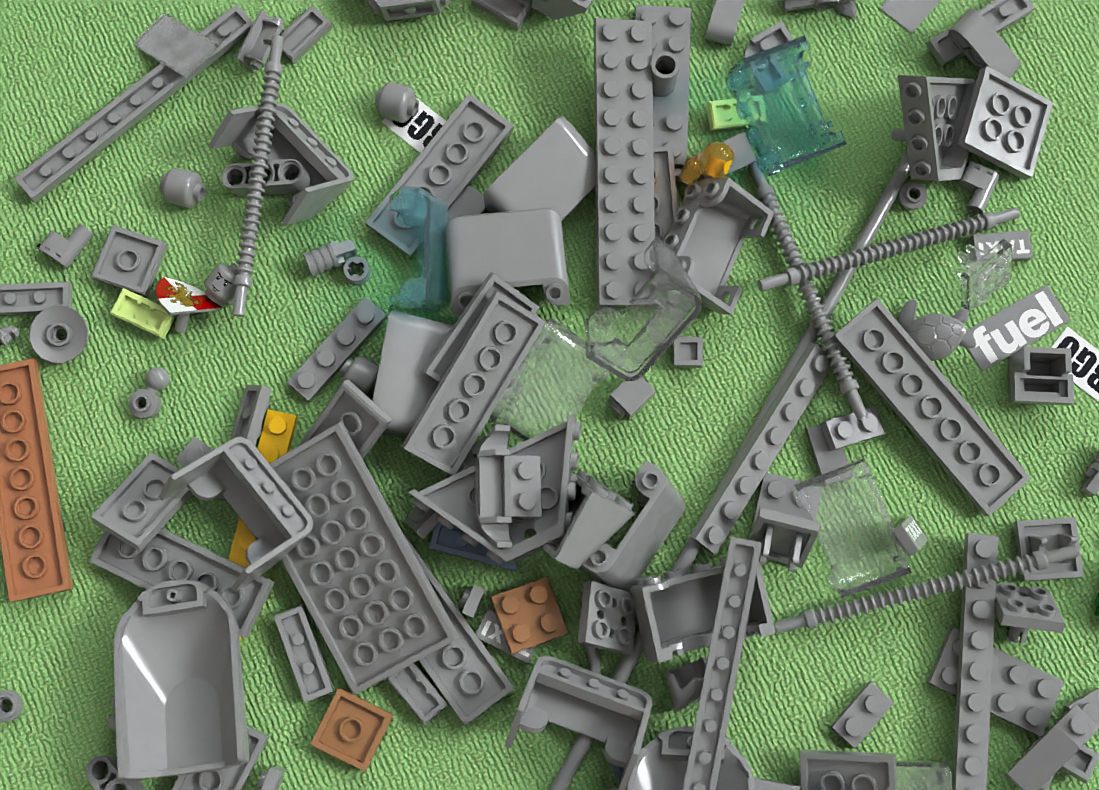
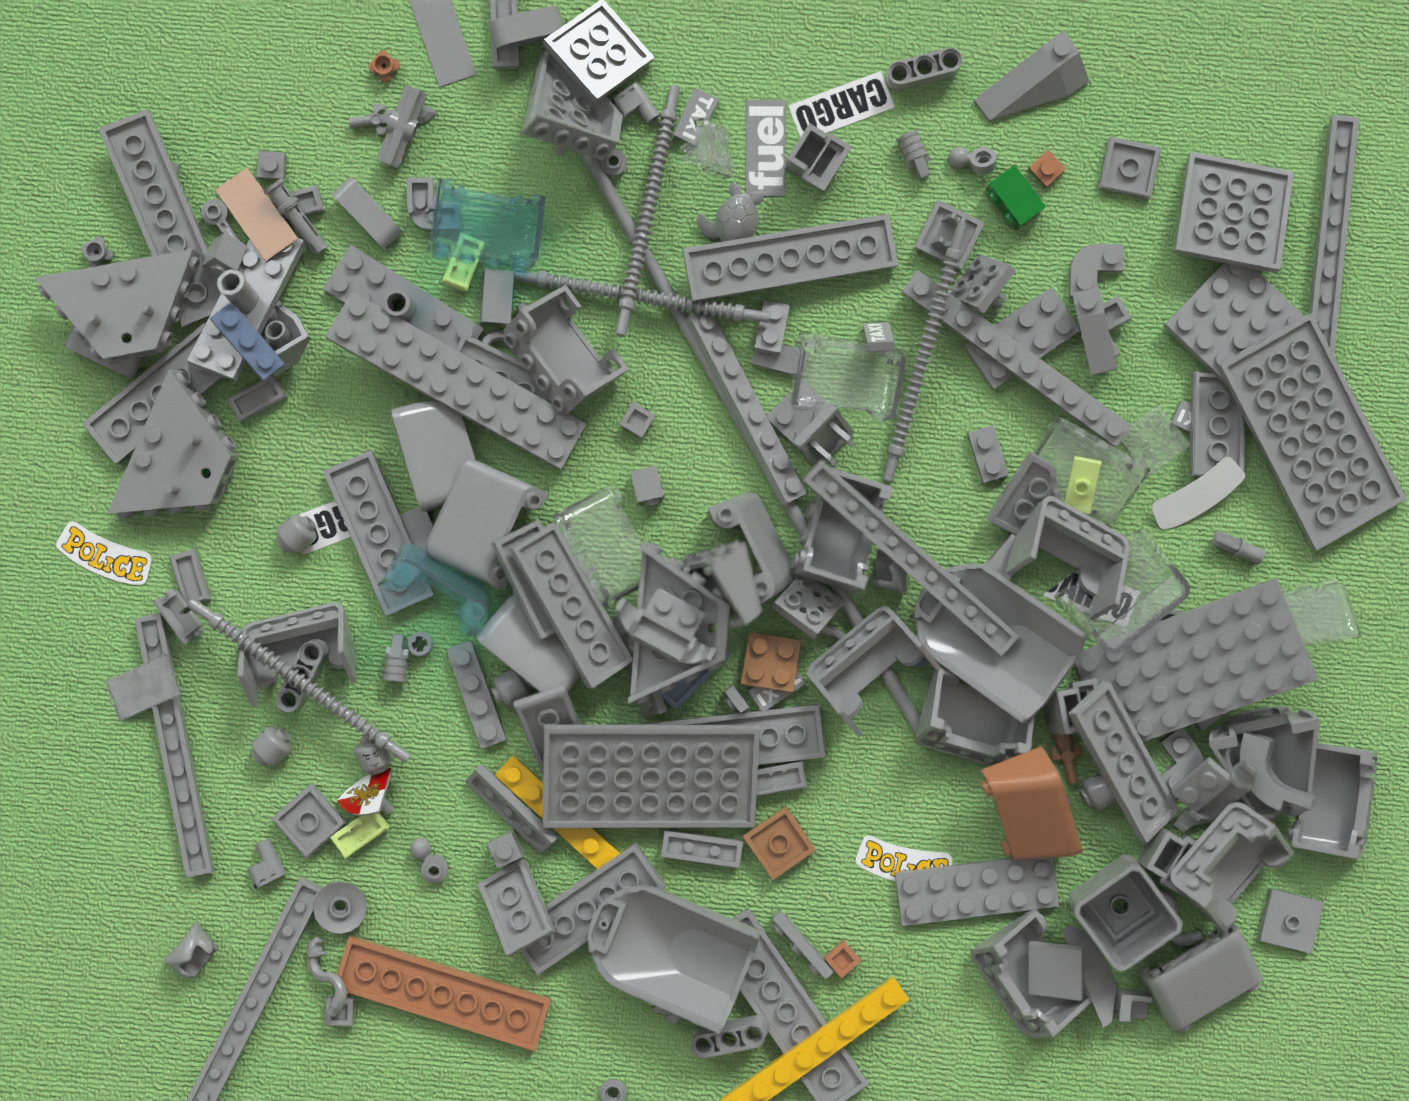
camera: 55 degrees left, 10 degrees up
(256, 496) = (562, 821): light grey windscreen -> none
(637, 336) = (602, 444): clear windscreen -> none
(714, 162) = (498, 310): clear yellow piece -> none

